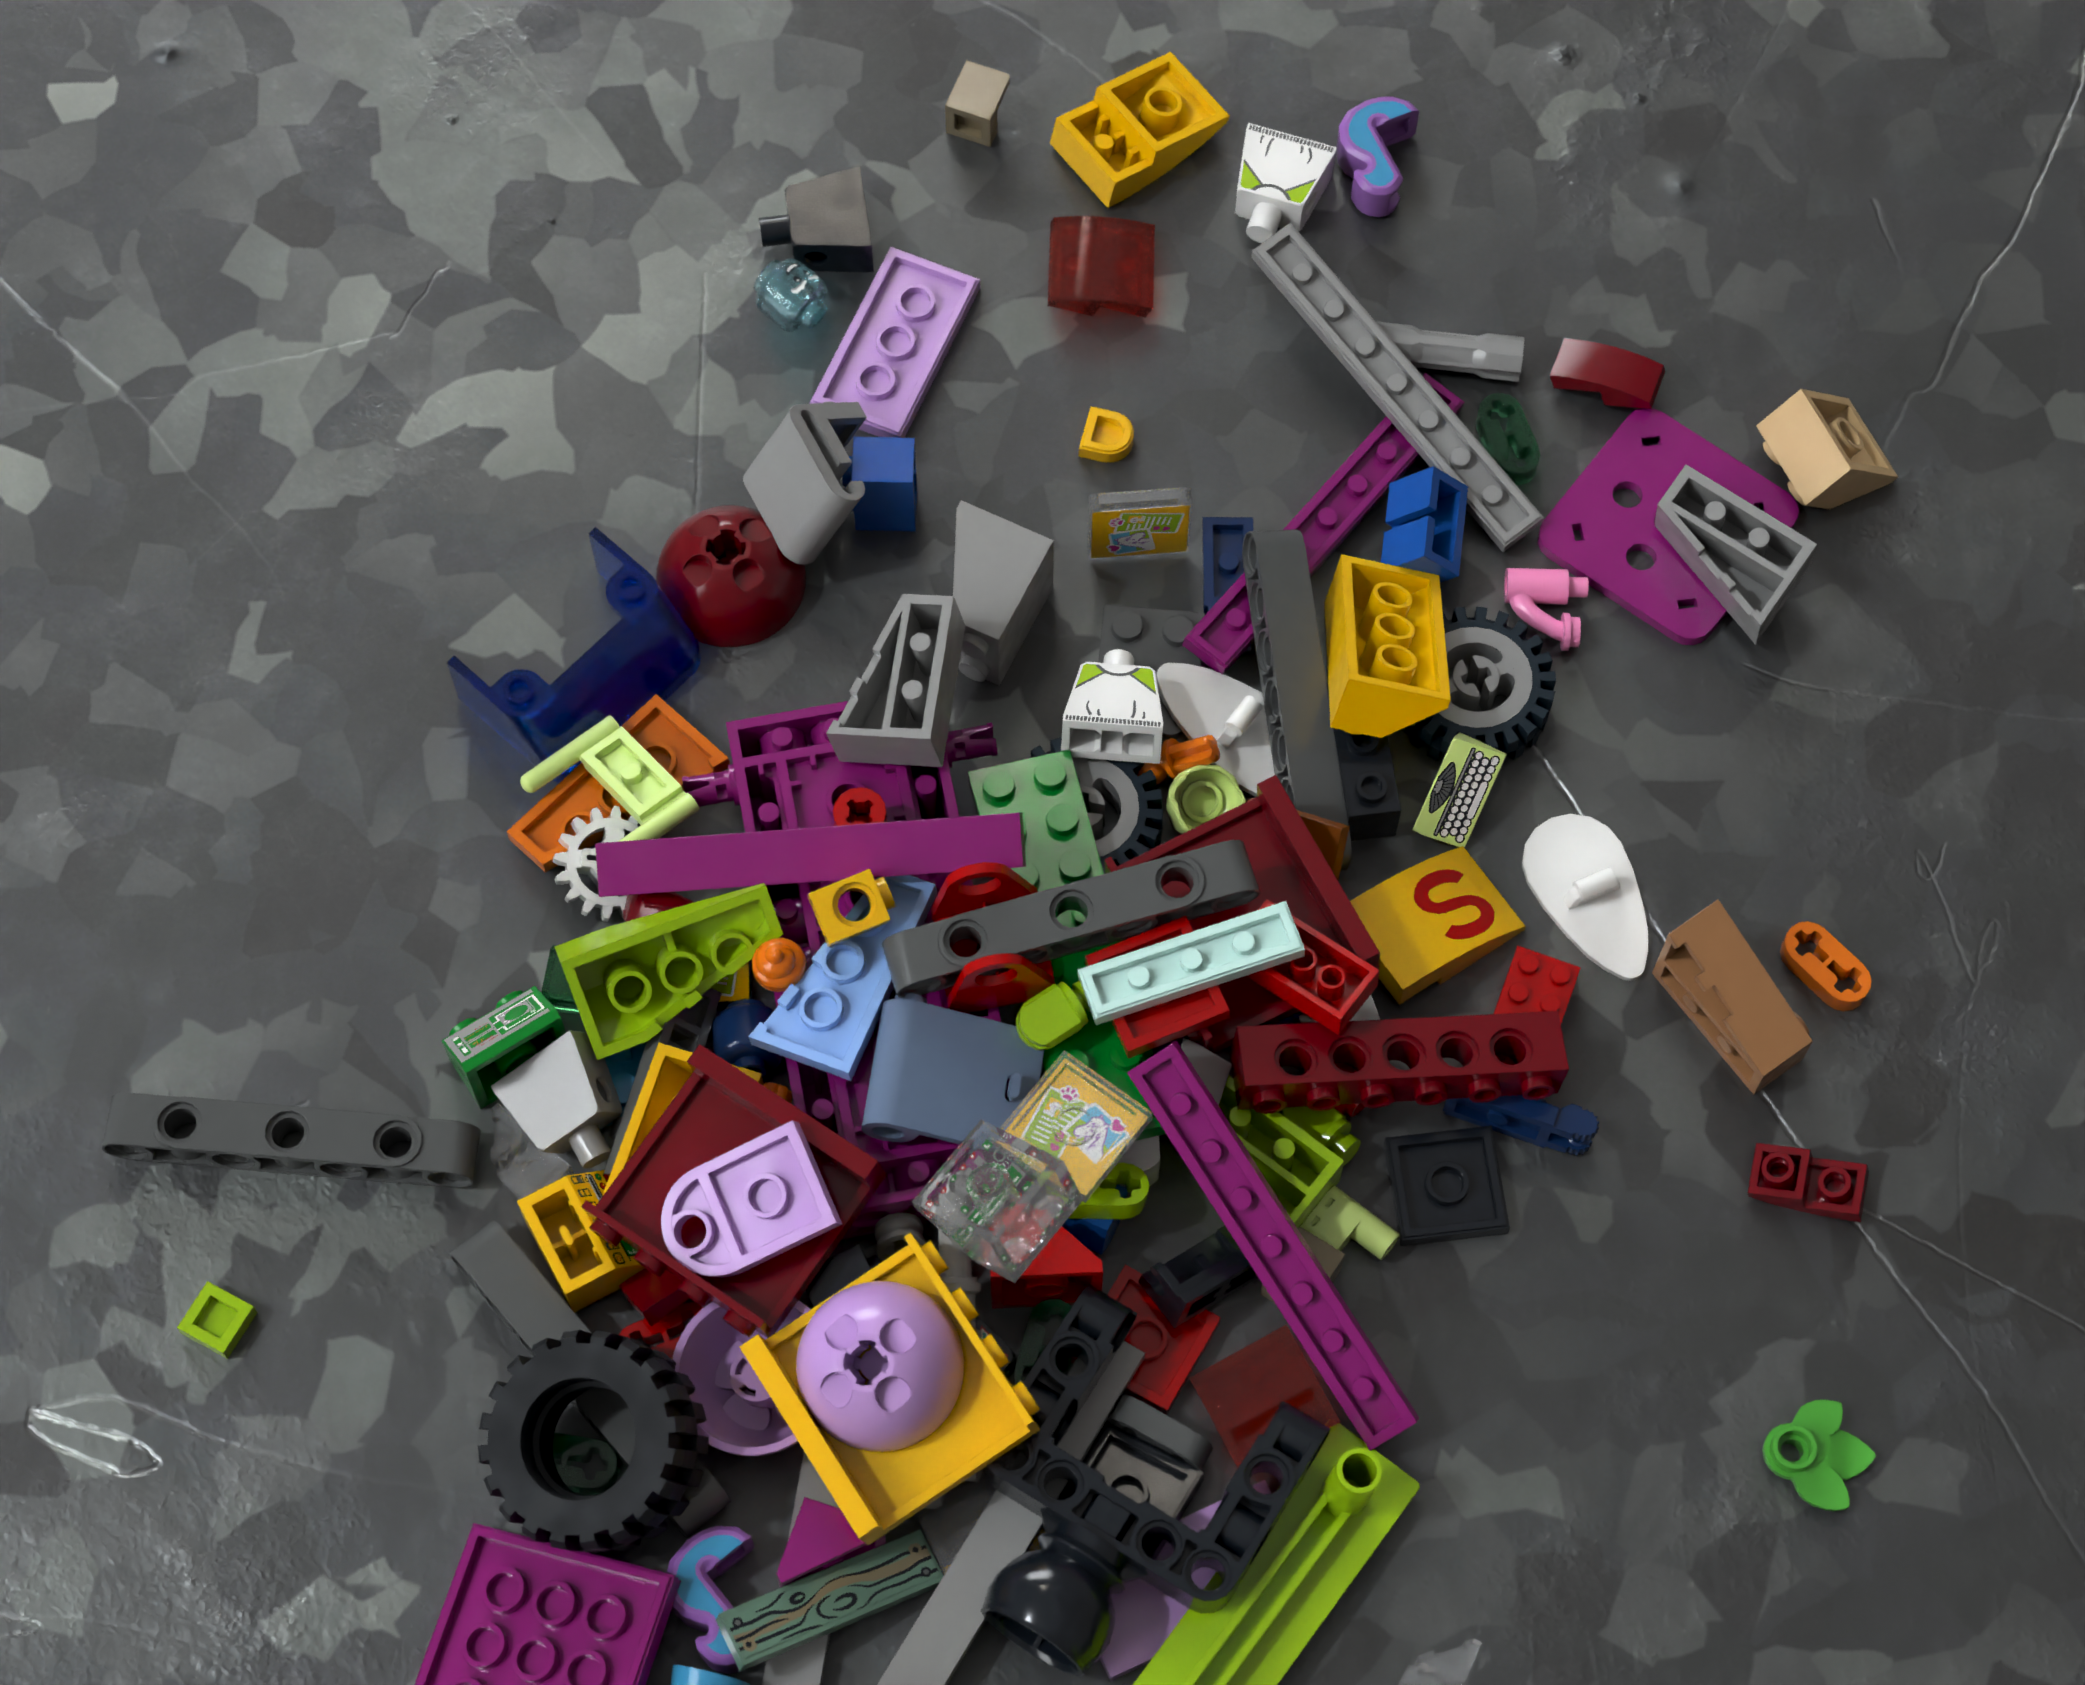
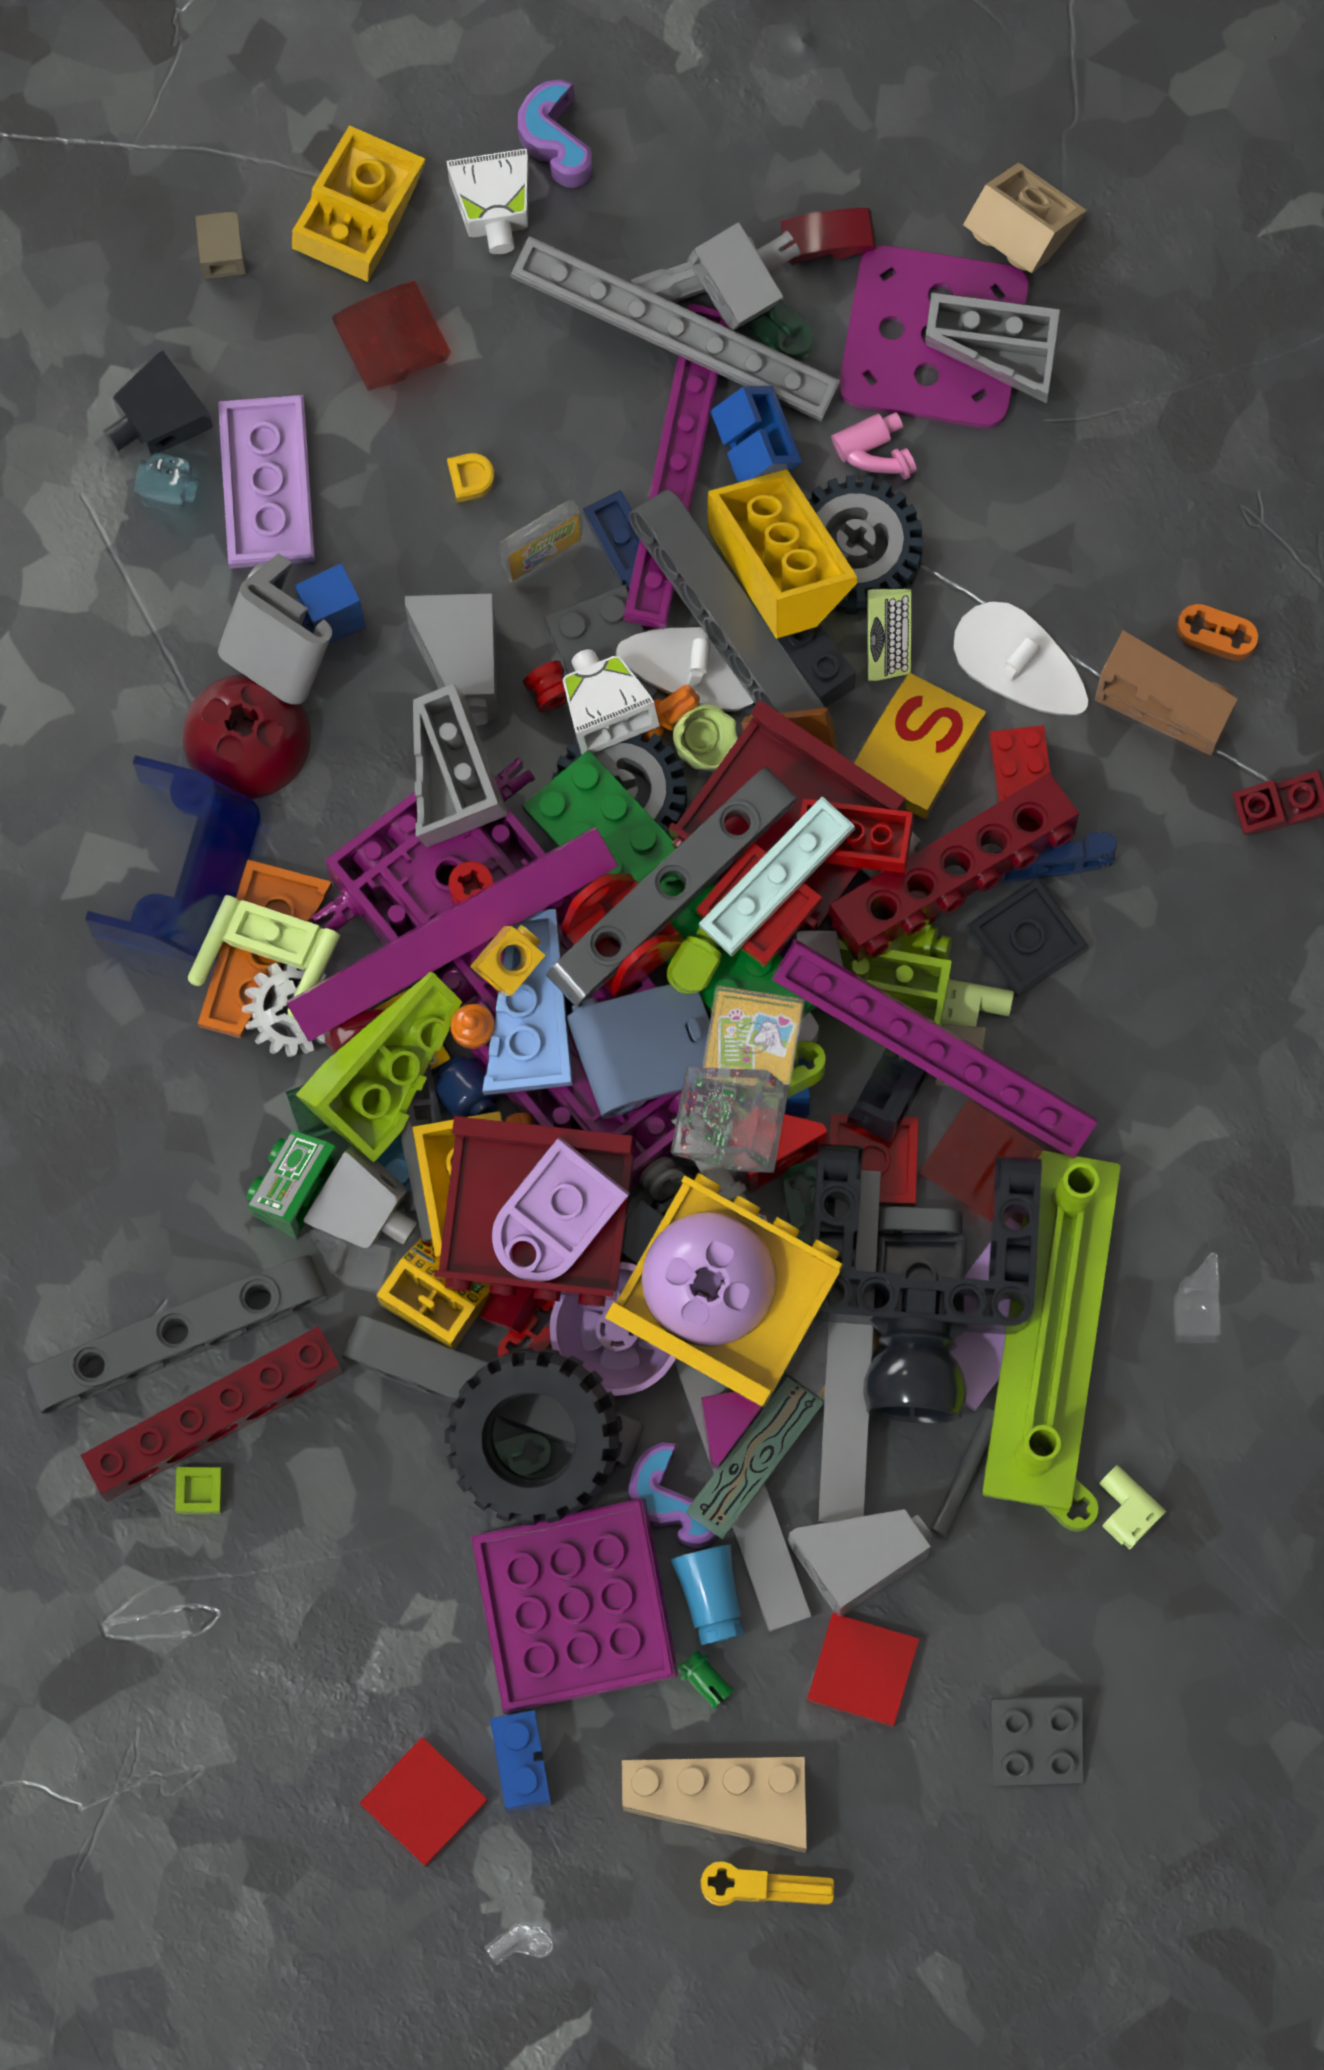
camera: 25 degrees left, 10 degrees up
(275, 1243) = (212, 1414): none -> dark red brick
(1063, 667) = (547, 686): none -> red wheel
(1489, 356) = (739, 275): none -> light grey brick

